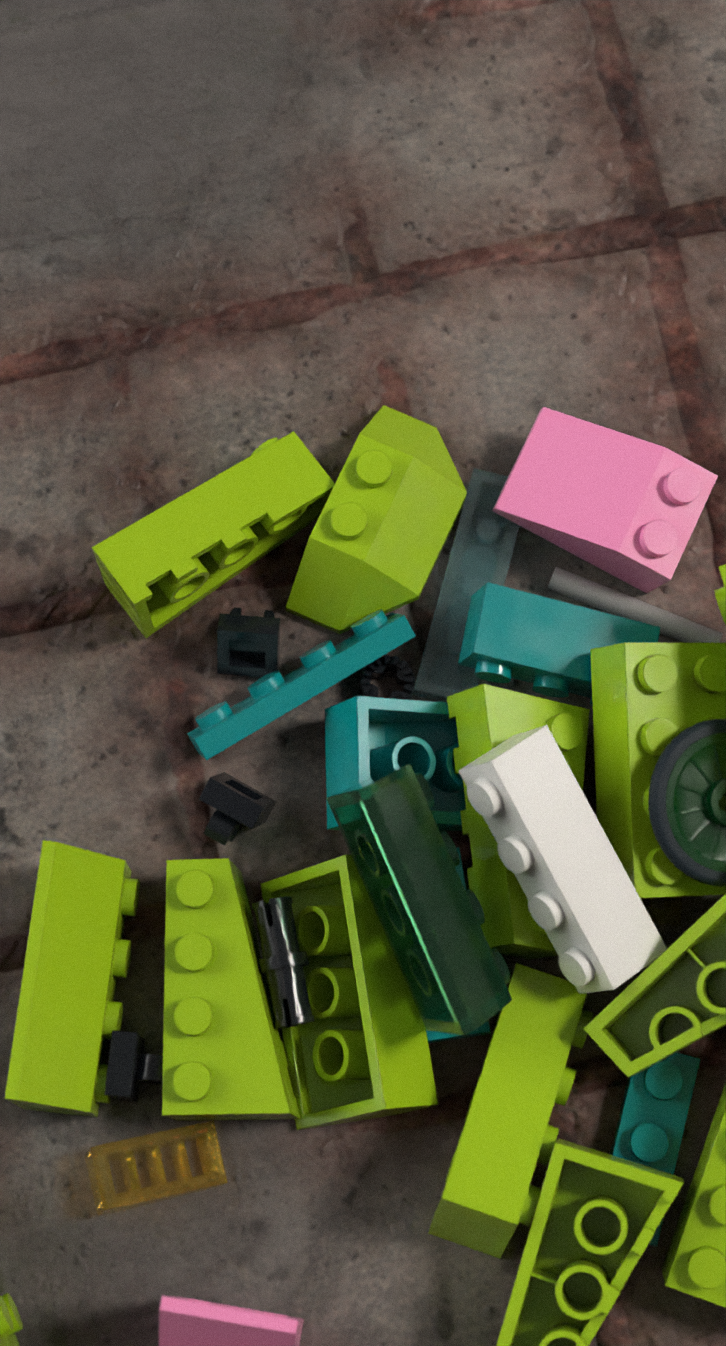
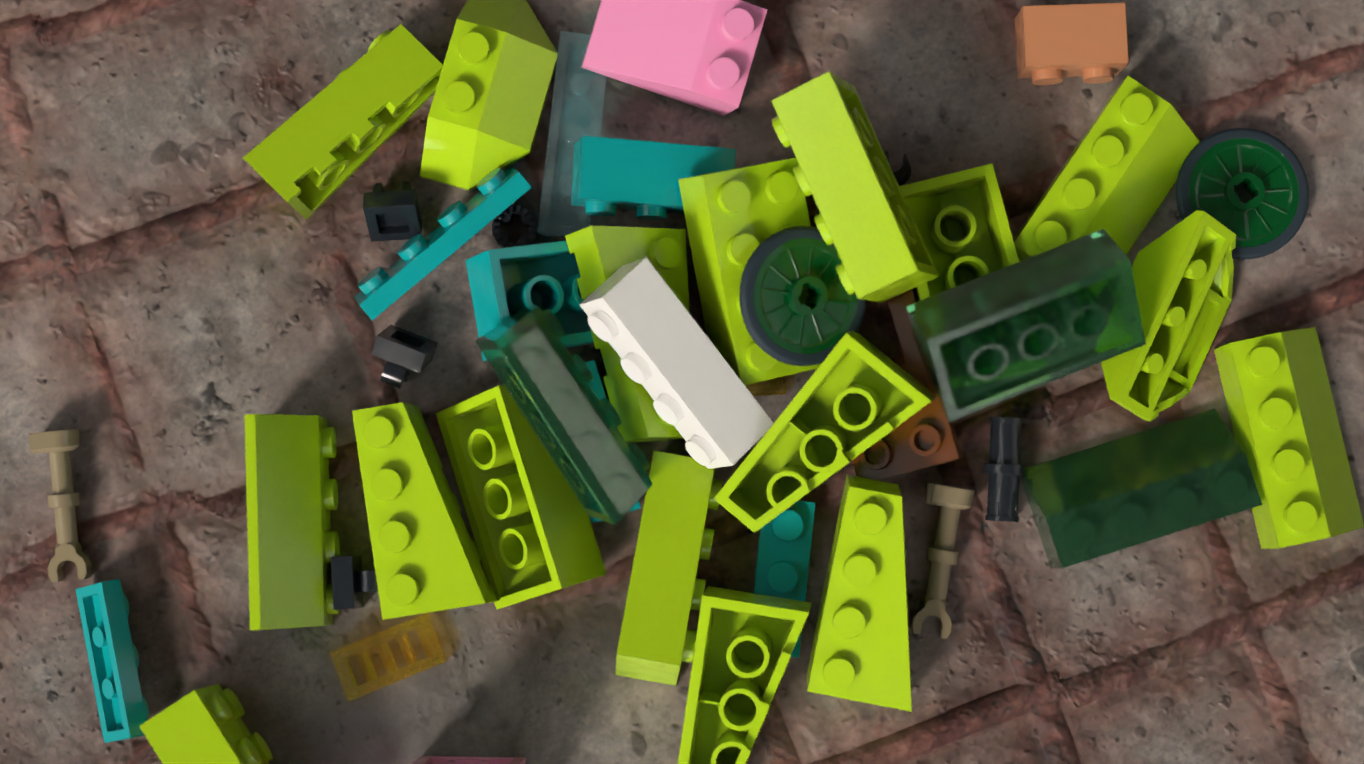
camera: 10 degrees left, 10 degrees up
(283, 962) = (462, 479): black pin -> none
(631, 608) = (713, 133): light grey bar -> none

